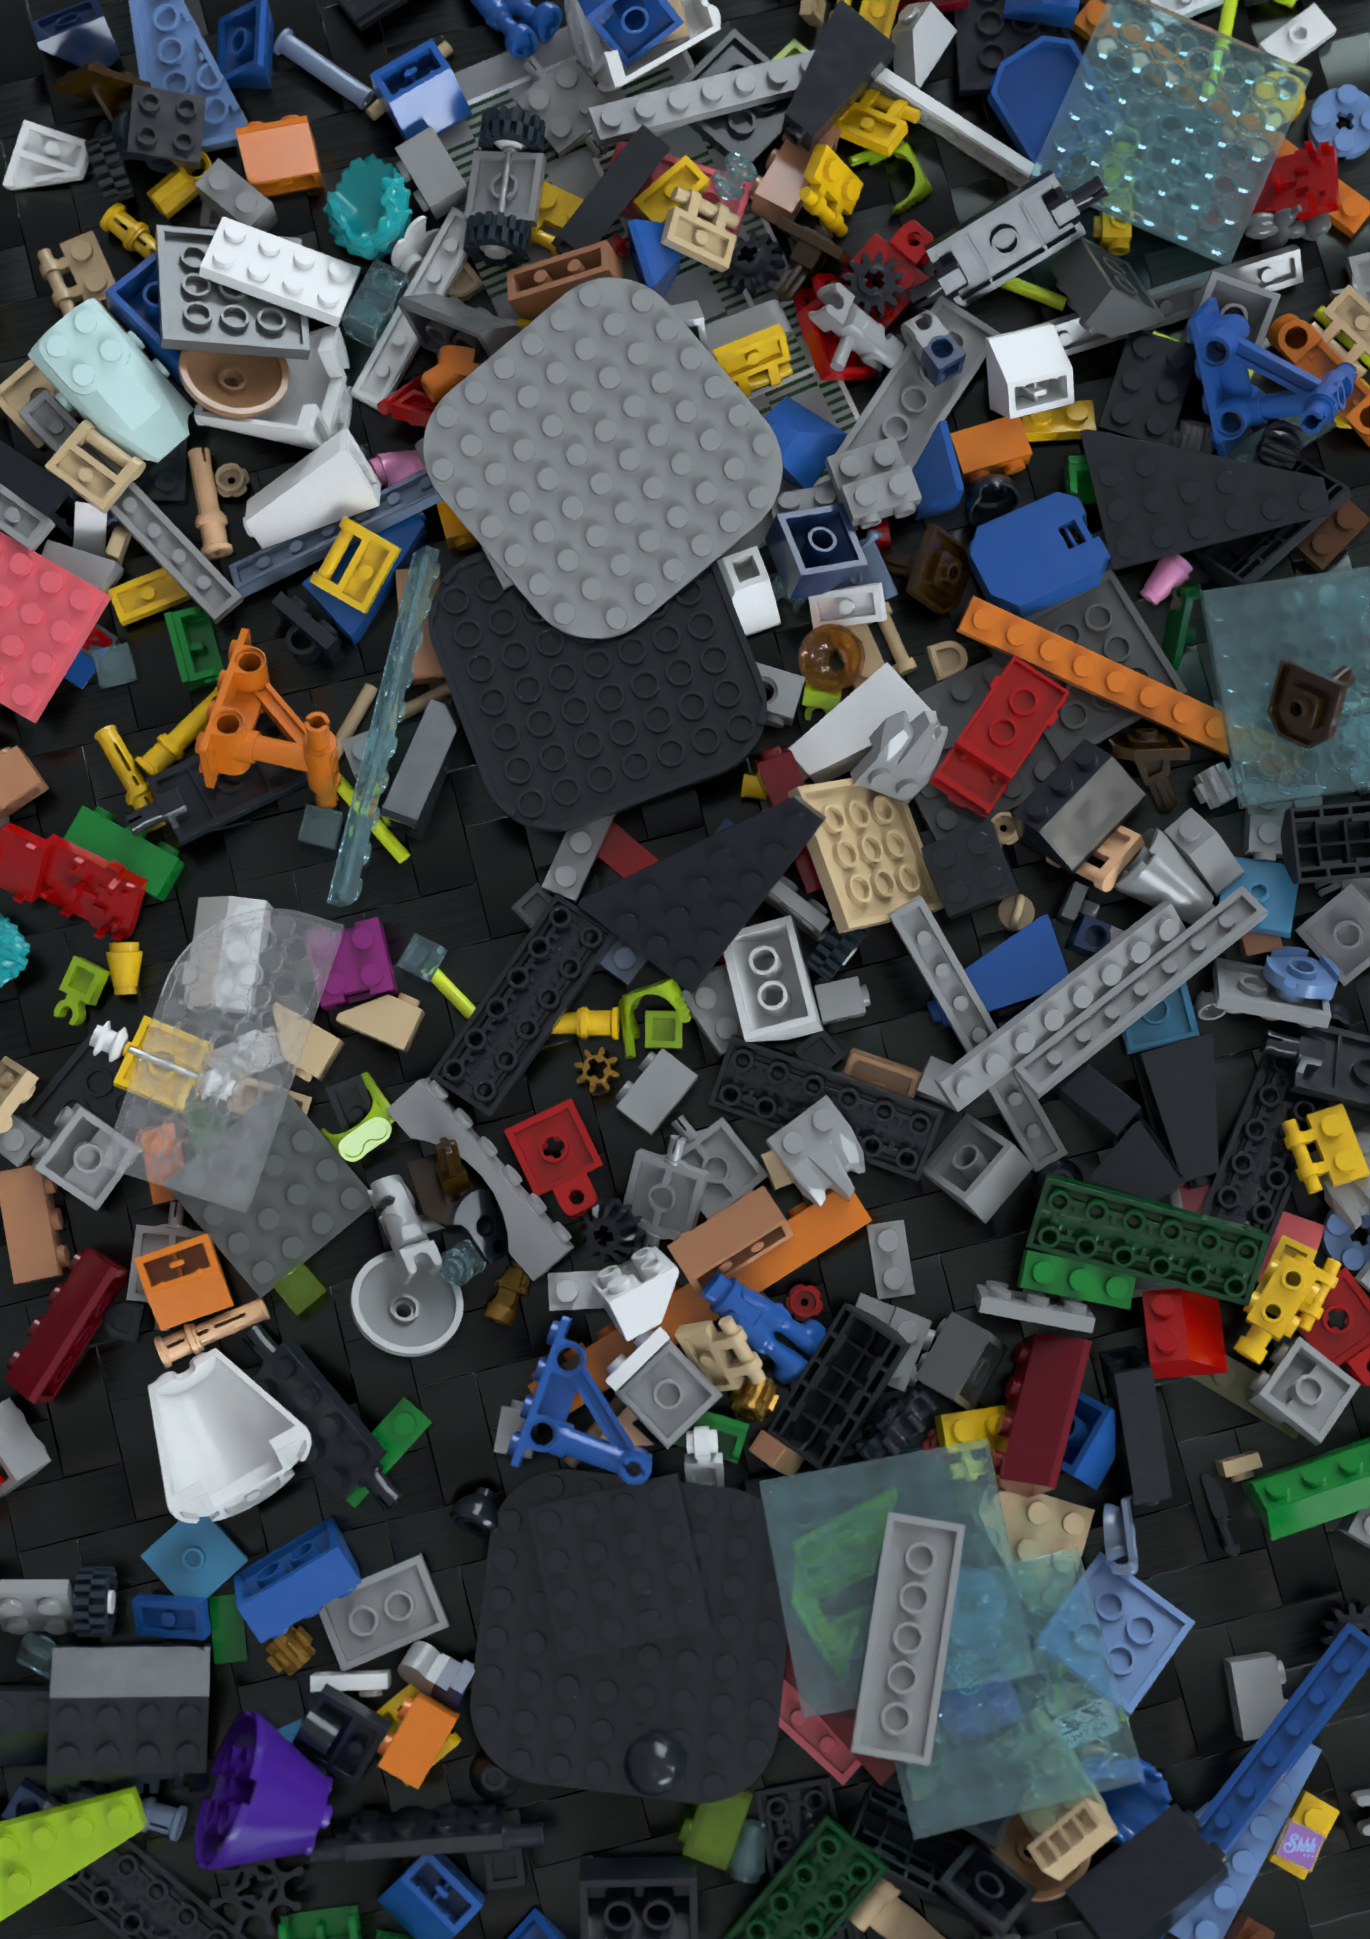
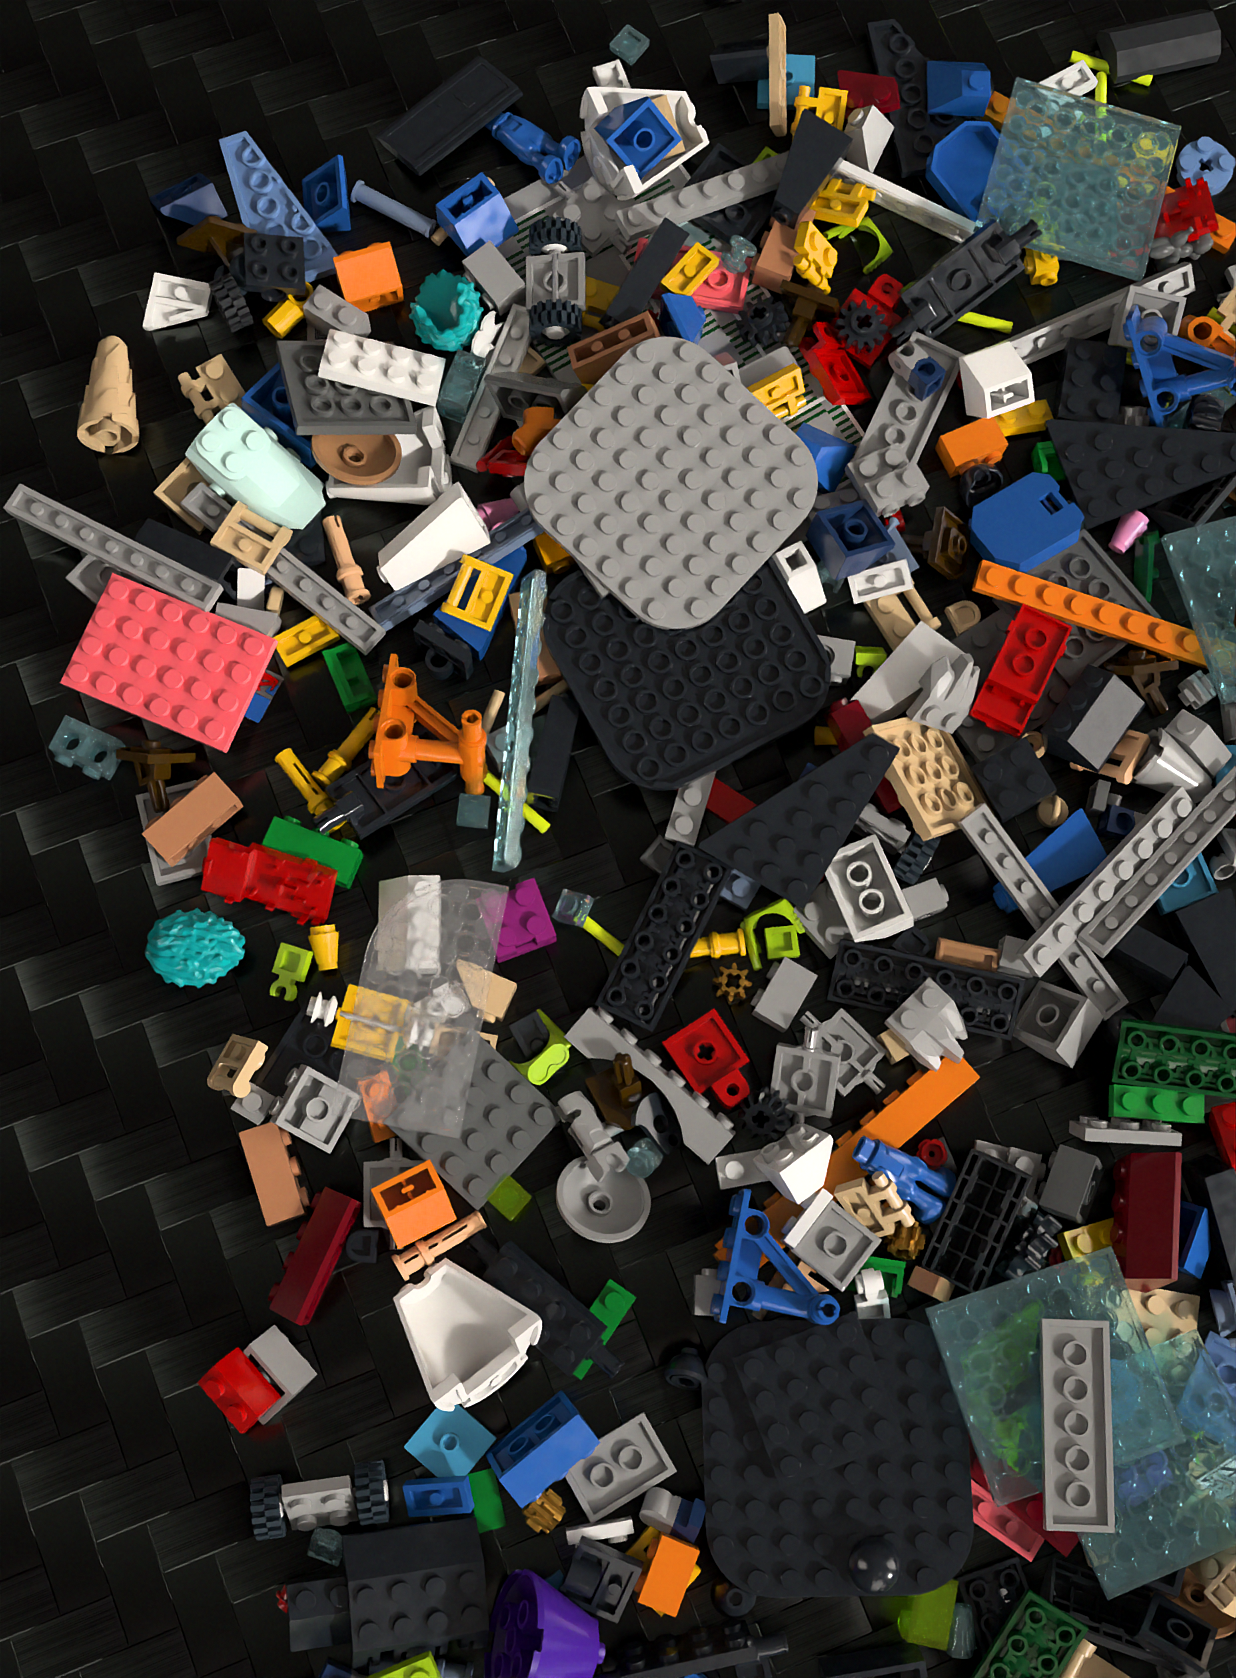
camera: 15 degrees left, 5 degrees down
(114, 665) = (284, 700): clear light blue plate -> none
(136, 234) = (255, 355): yellow pin -> none
(228, 471) = (361, 532): tan plate -> none
(386, 1020) = (550, 963): tan slope -> none
(511, 1285) = (687, 1170): pearl gold piece -> none
(698, 238) = (715, 303): tan plate -> none
(730, 1238) = (868, 1107): nougat brick -> none
(815, 656) = (860, 617): clear orange piece -> none
(855, 329) = (853, 362): light grey piece -> none
(890, 1259) = (996, 1109): light grey plate -> none
(938, 476) = (938, 469): blue slope -> none
(1104, 290) = (1043, 311): dark grey slope -> none
(1299, 35) = (1162, 102): white plate -> none

